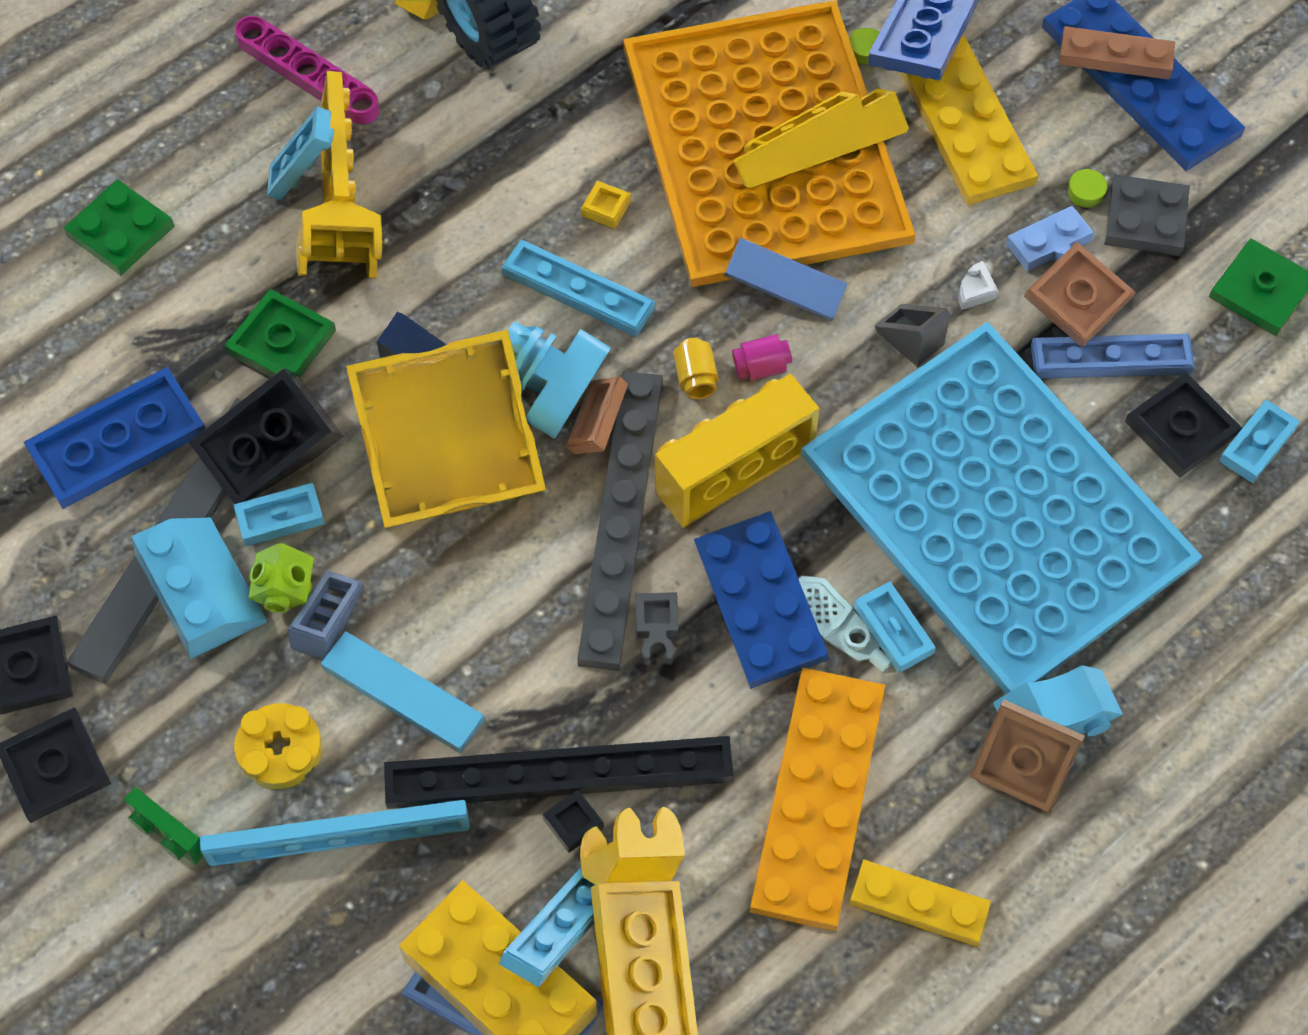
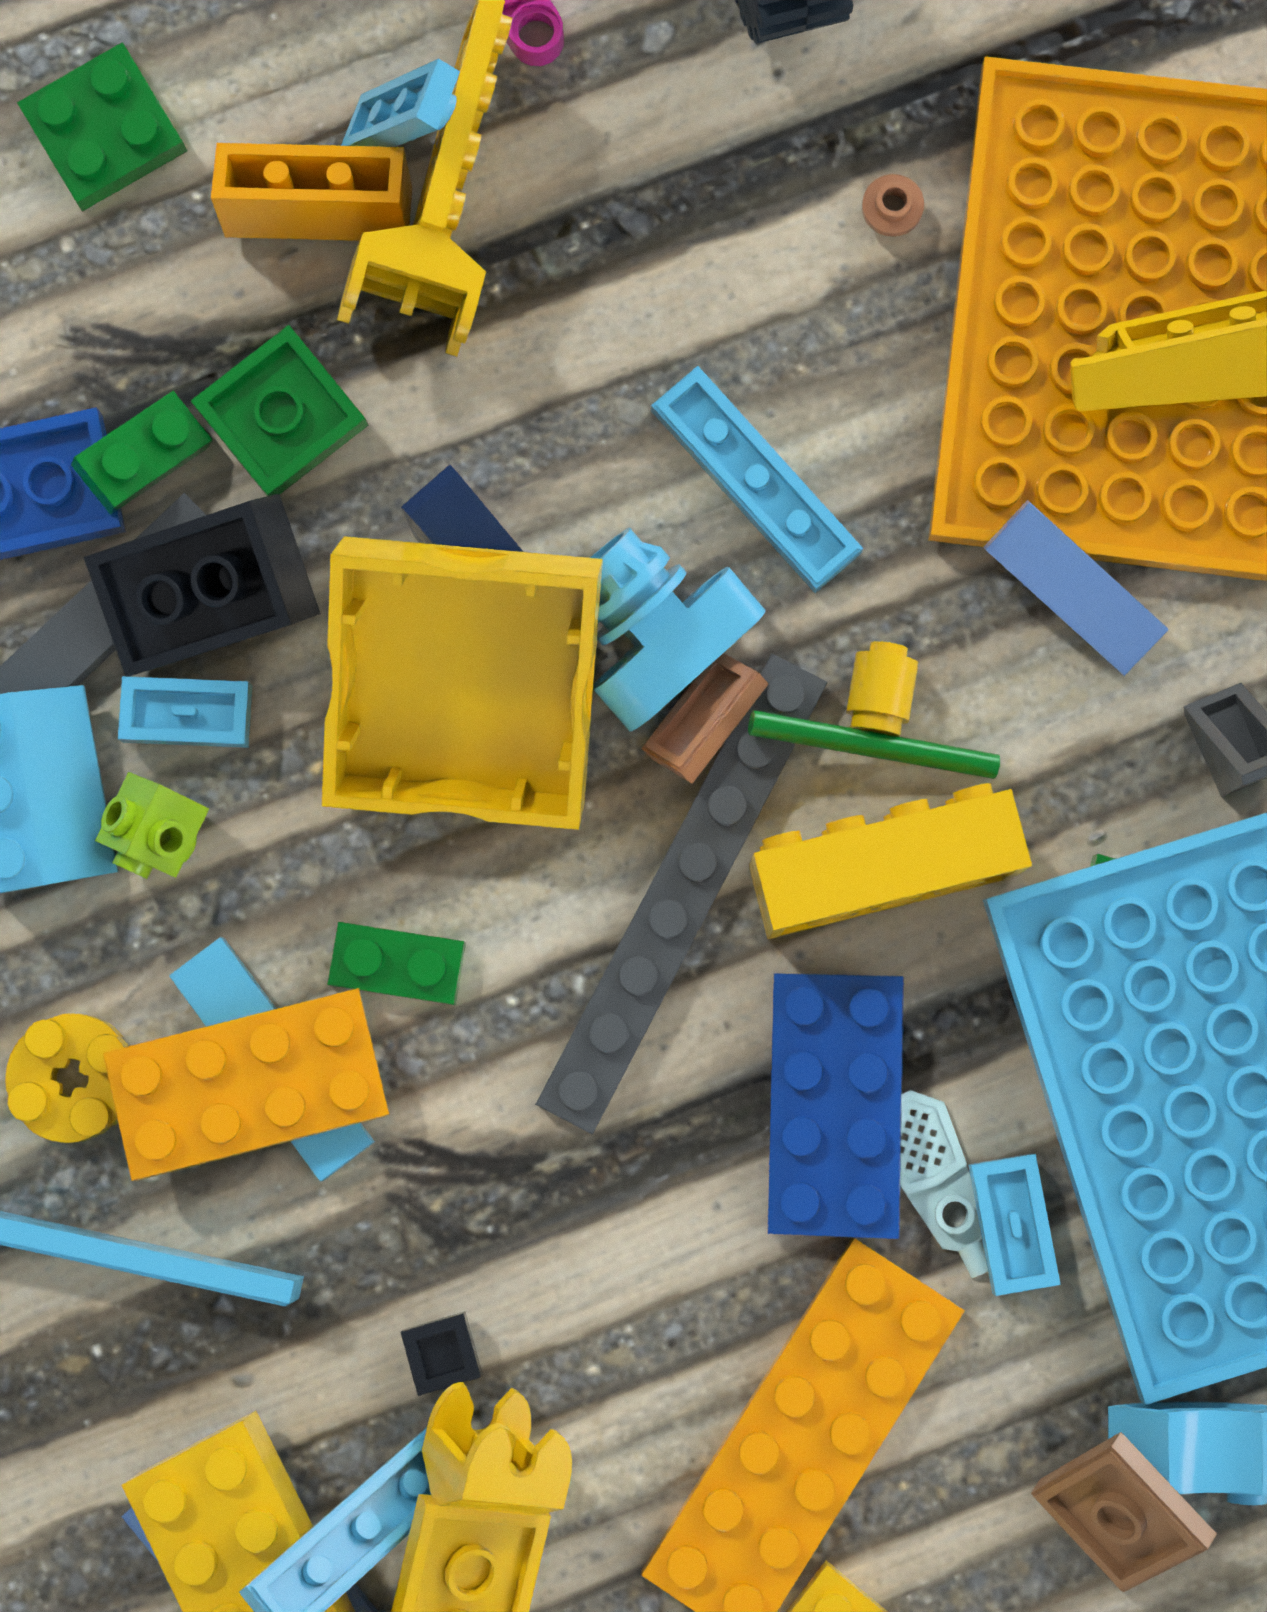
camera: 25 degrees right, 20 degrees up
(203, 382) = (141, 452): none -> green plate
(256, 214) = (309, 190): none -> light orange brick
(316, 638) = (202, 927): sand blue slope -> none
(392, 703) = (245, 1084): none -> light orange plate
(461, 613) = (396, 963): none -> green plate
(558, 772) = (448, 1271): black plate -> none
(601, 135) = (892, 222): none -> nougat plate
(606, 204) = (851, 346): yellow tile -> none
(657, 621) = (674, 1084): dark grey plate -> none
(689, 397) = (873, 744): none -> green bar
(761, 358) = (988, 707): dark pink brick -> none

